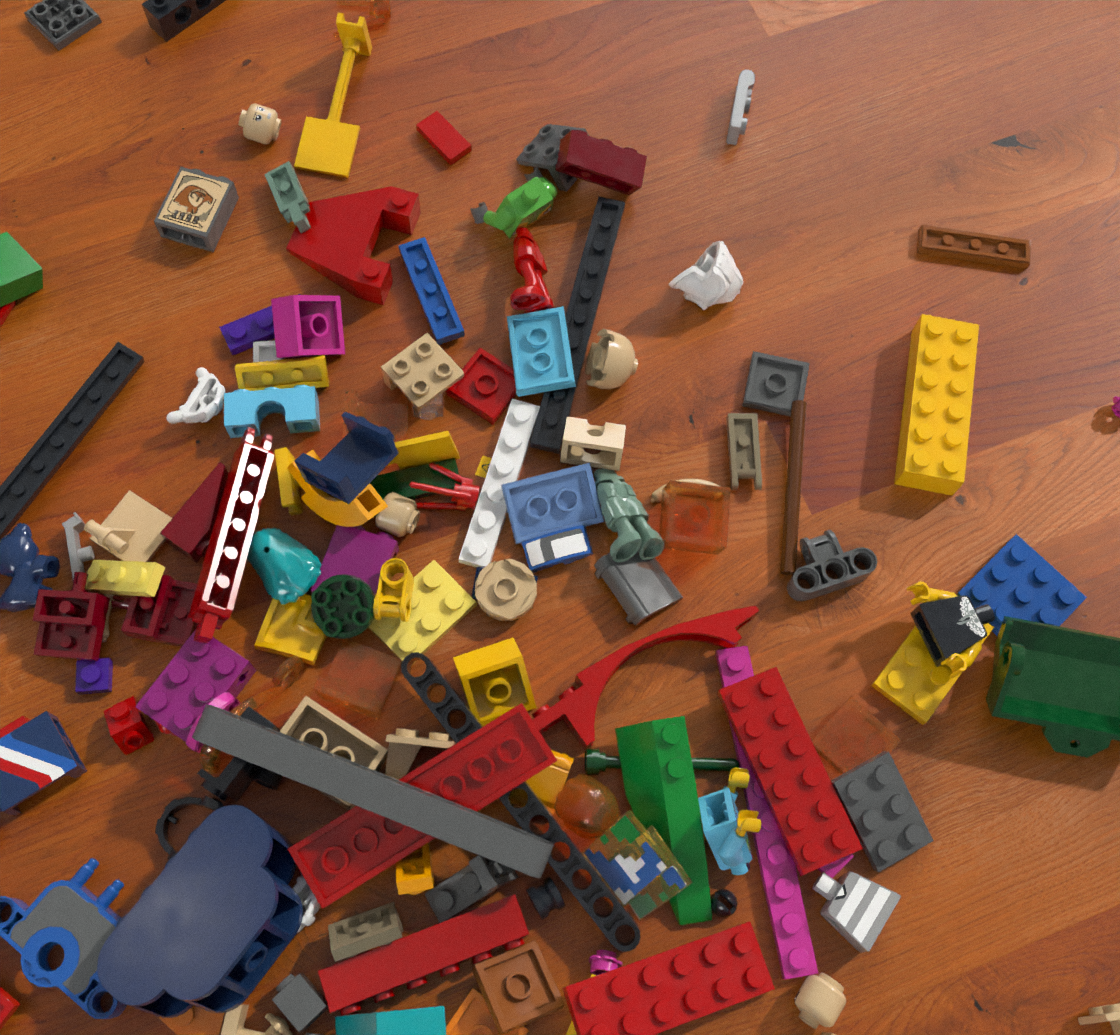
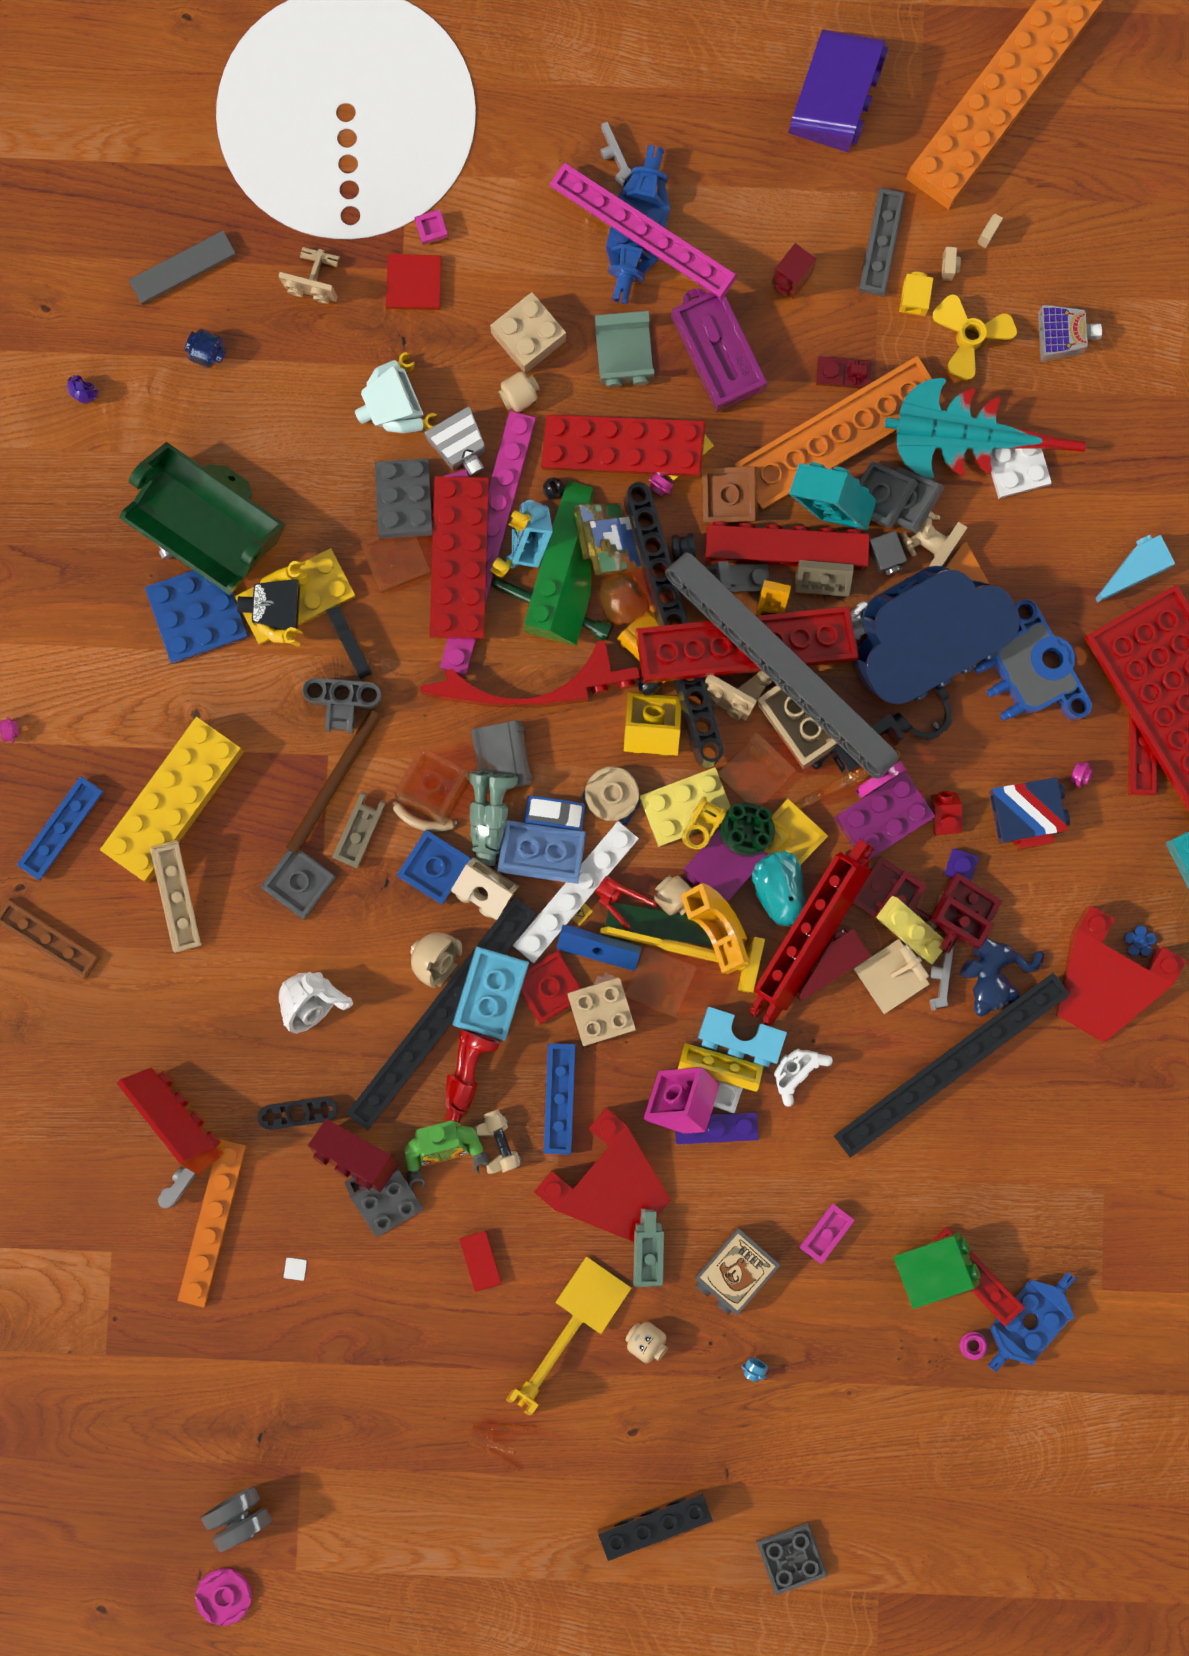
camera: 155 degrees left, 15 degrees up
(119, 272) = (826, 1233): none -> dark pink plate
(149, 140) = (755, 1369): none -> dark azure plate
(352, 461) = (696, 939): dark blue panel -> none
(480, 435) = (599, 947): none -> blue tile
(482, 244) = (494, 1126): none -> tan piece
(605, 77) = (295, 1269): none -> white sticker
(653, 447) = (433, 867): none -> blue plate
(673, 181) = (278, 1123): none -> black beam
(697, 85) = (212, 1224): none -> orange plate
(781, 125) = (171, 1119): none -> red slope
(854, 630) = (348, 641): none -> black beam
(885, 317) = (175, 896): none -> tan tile
(956, 921) = (392, 400): none -> light aqua torso
(1022, 341) = (60, 828): none -> blue plate

